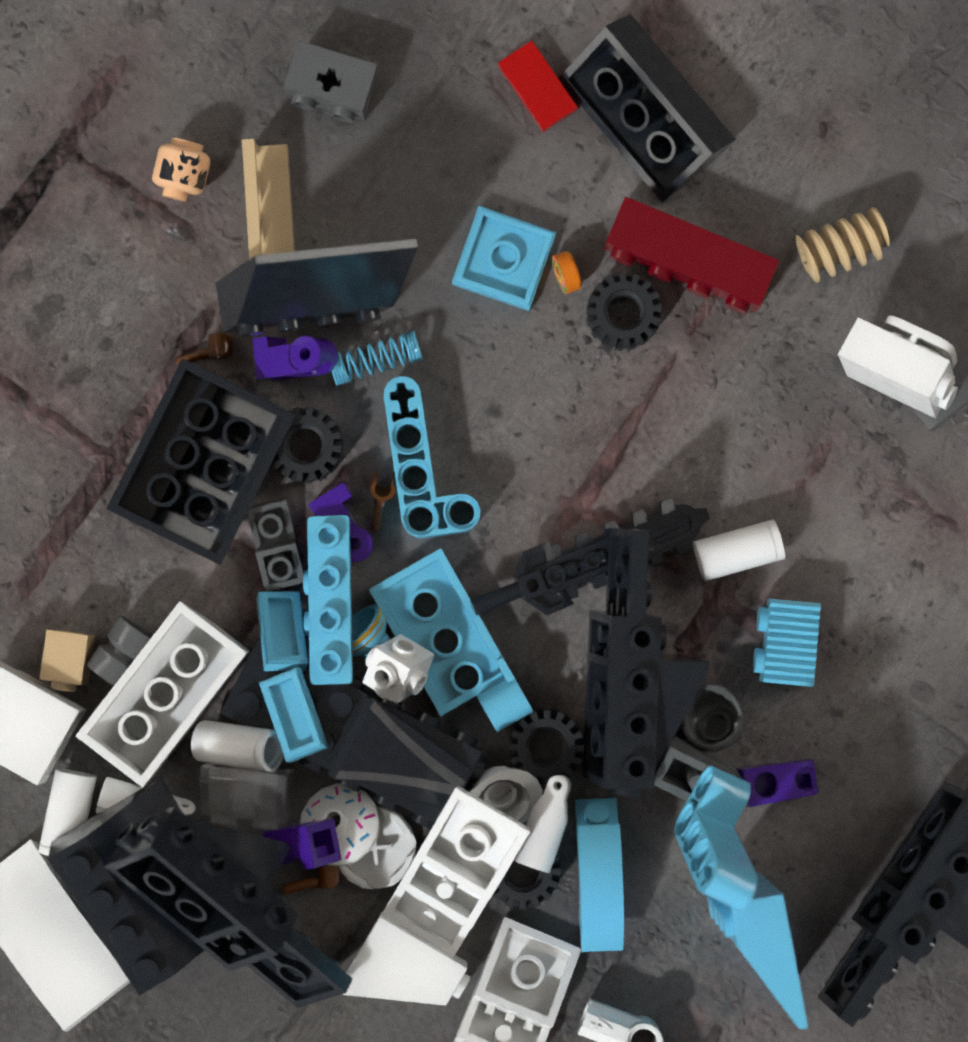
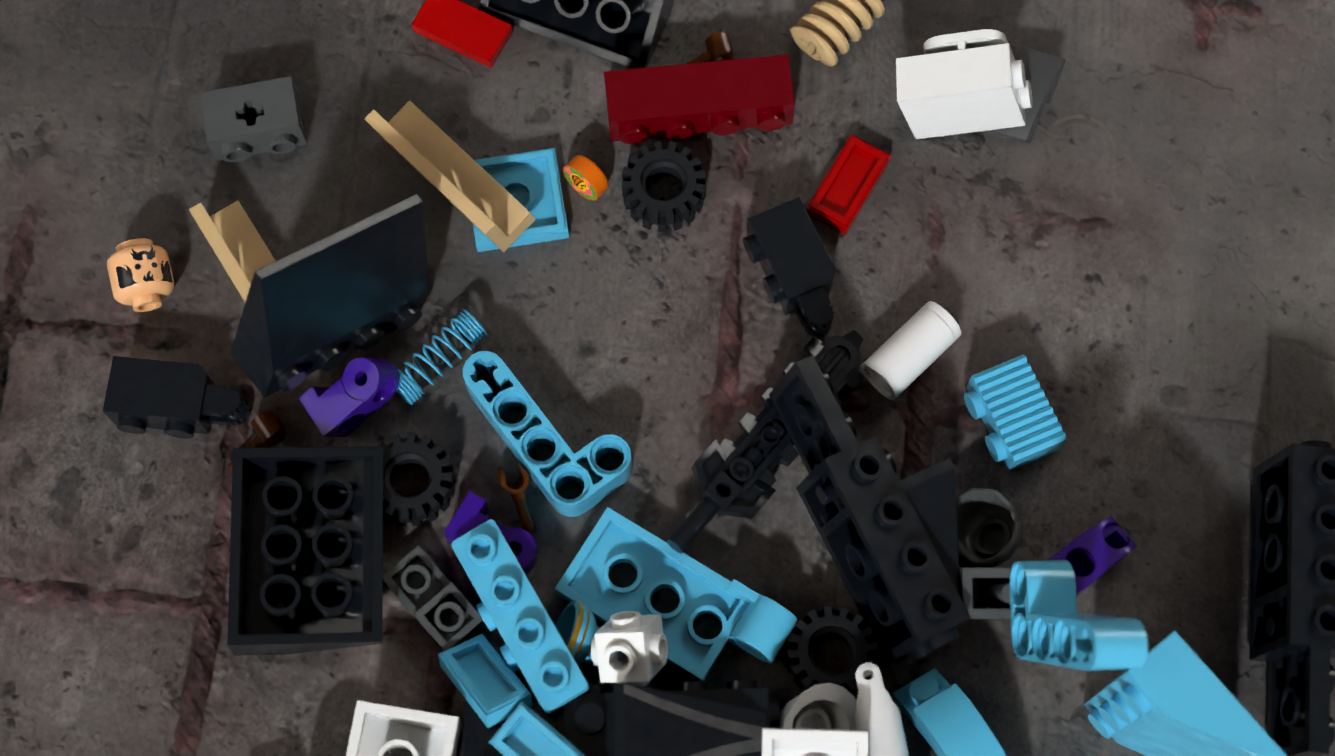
camera: 30 degrees left, 15 degrees down
(157, 281) = (169, 398): none -> black hinge
(462, 215) = (454, 174): none -> tan fence
(689, 432) = (794, 264): none -> black hinge
(731, 219) = (718, 49): none -> reddish brown hand
(771, 386) = (848, 184): none -> red tile

